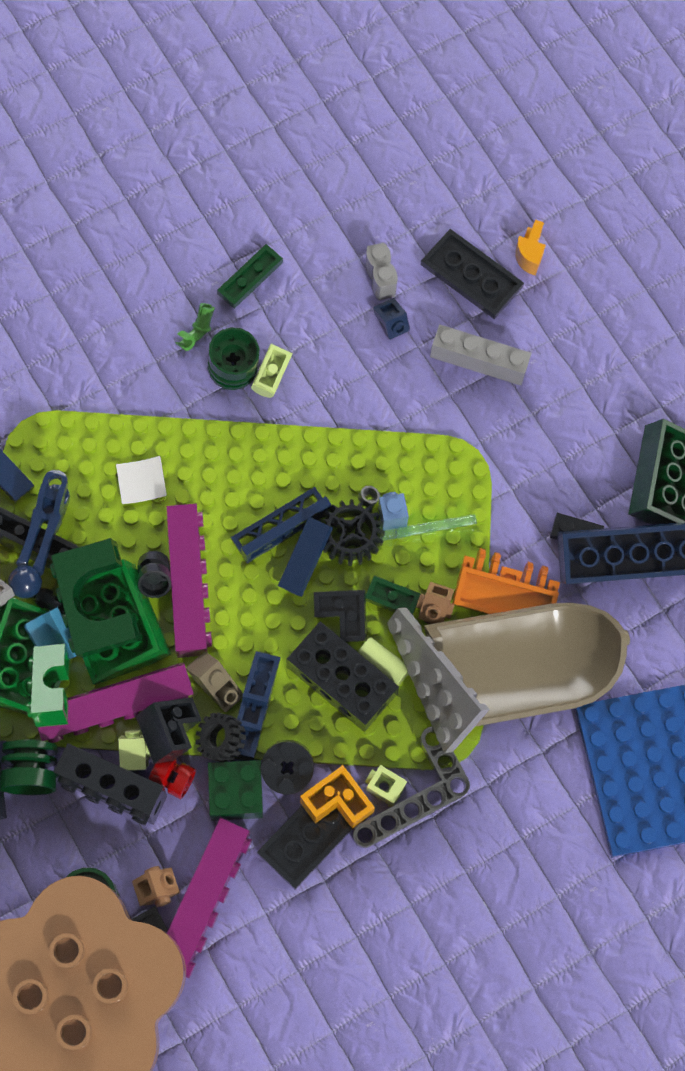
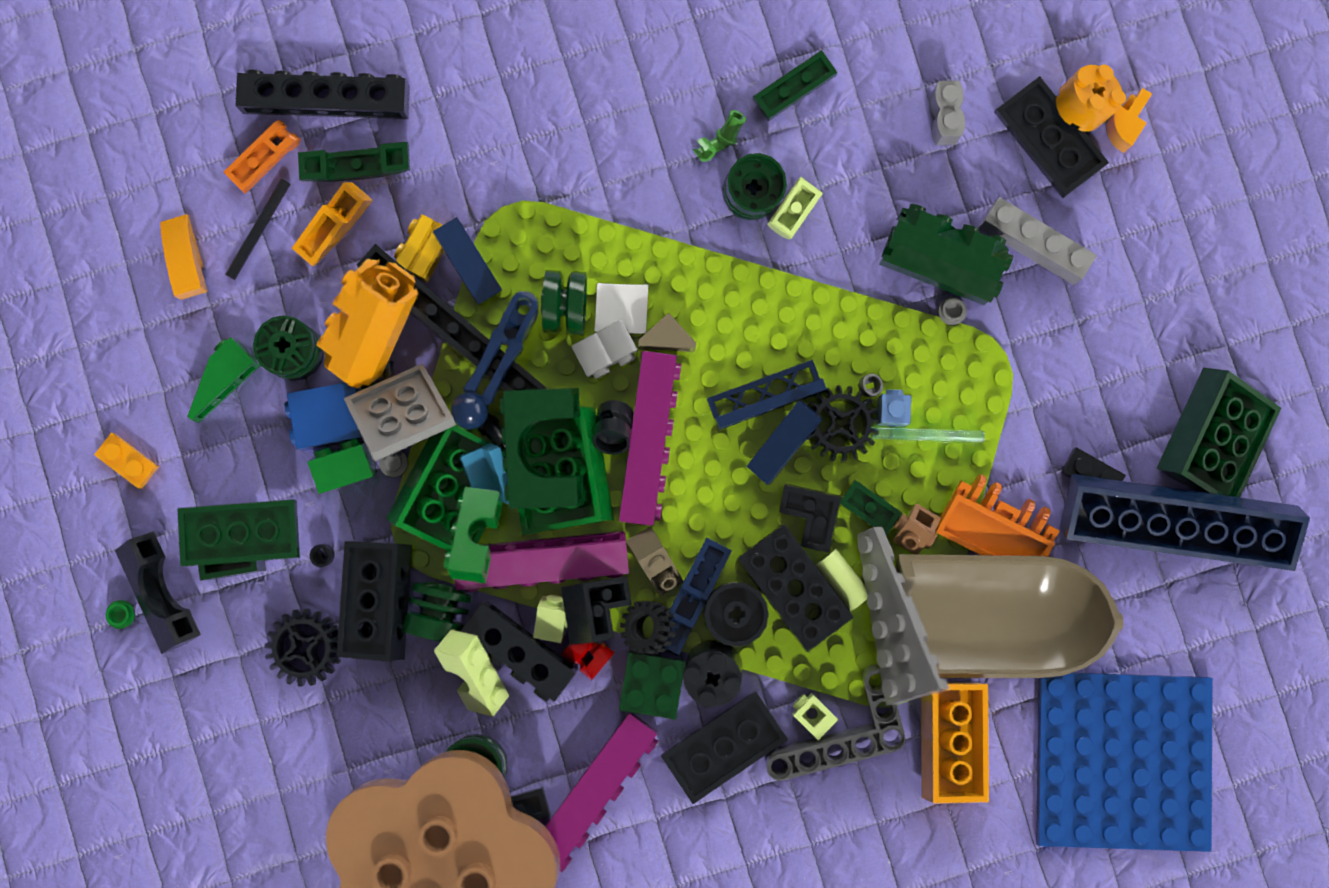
camera: 15 degrees right, 15 degrees up
(63, 793) = (466, 657): none -> yellowish green arch
(85, 480) = (564, 302): none -> dark green wheel
(134, 514) = (605, 349): none -> light grey brick
(156, 886) = (546, 770): medium nougat brick -> none
(186, 491) = (667, 336): none -> dark tan slope
(295, 694) = (749, 624): none -> black wheel
(338, 792) = (762, 718): light orange brick -> none
(392, 317) = (946, 172): dark blue bracket -> none
(408, 381) = (947, 256): none -> dark green brick
(424, 425) = (952, 311): none -> light grey plate
(494, 235) = (1090, 97): none -> light orange brick
(514, 777) = (955, 744): none -> light orange brick

